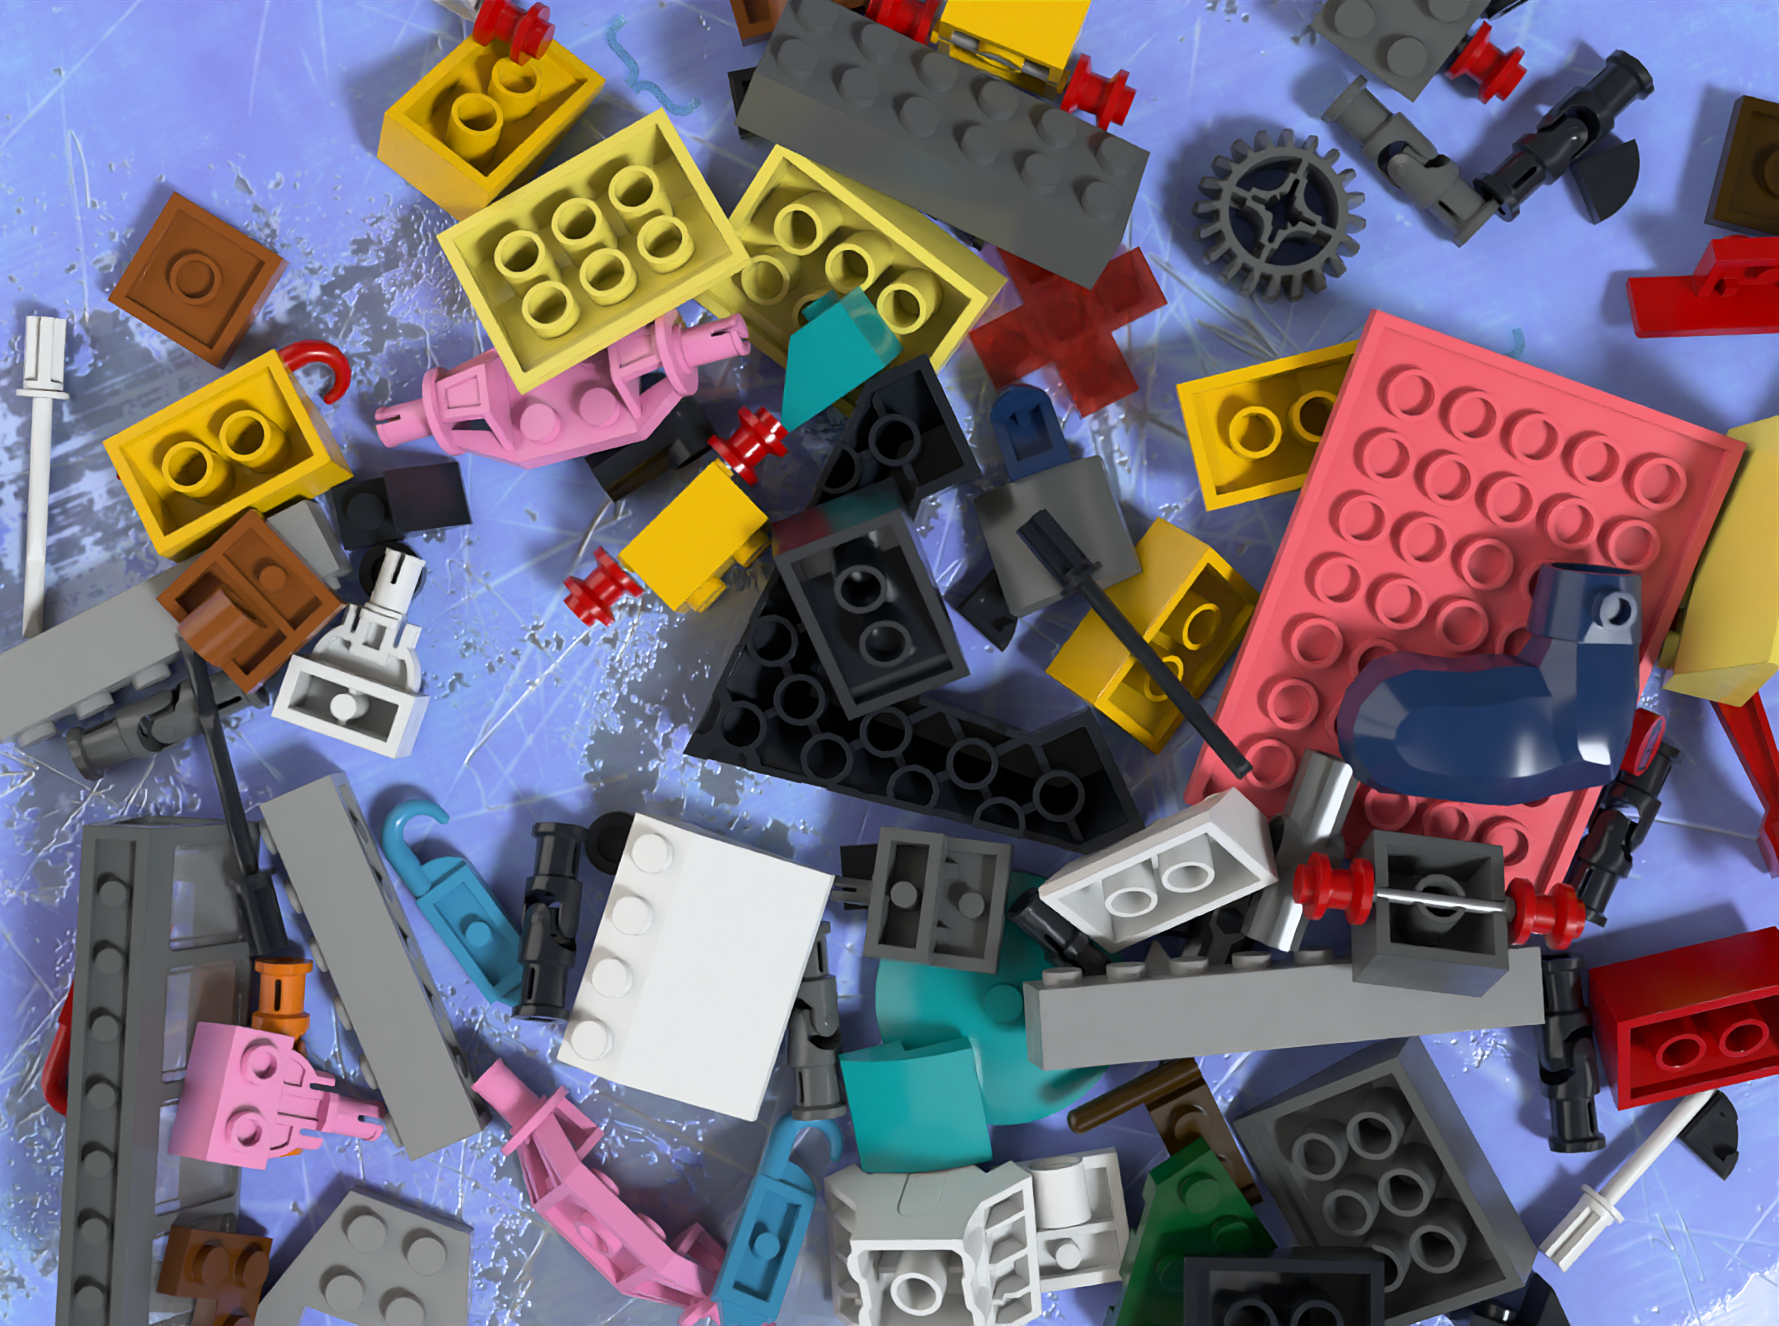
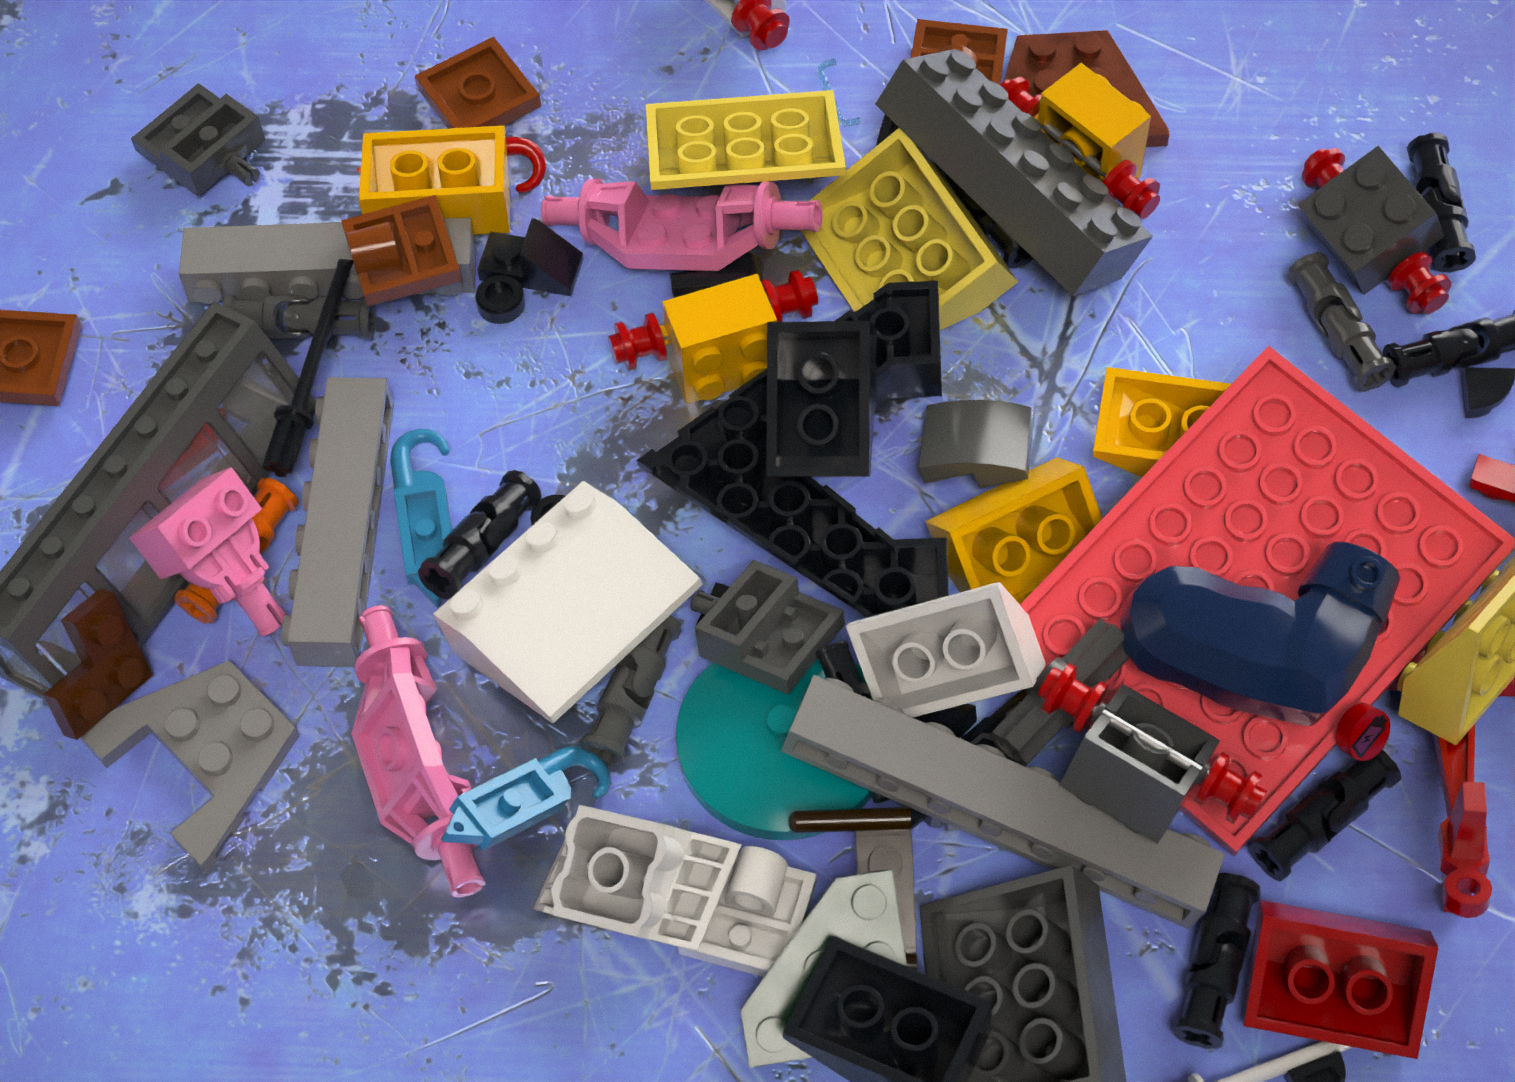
camera: 30 degrees right, 30 degrees down
(44, 382) = (340, 112): white piece -> none
(364, 672) = (447, 336): white brick -> none
(484, 122) = (710, 63): yellow slope -> none
(834, 354) = (866, 263): teal slope -> none
(916, 1107) = (678, 771): teal slope -> none
(988, 612) = (904, 483): black tile -> none
(1027, 430) = (988, 368): dark blue plate -> none
(1069, 329) = (1048, 327): clear red plate -> none
(1075, 573) = (979, 450): black piece -> none
(1306, 226) = (1228, 301): dark grey gear -> none

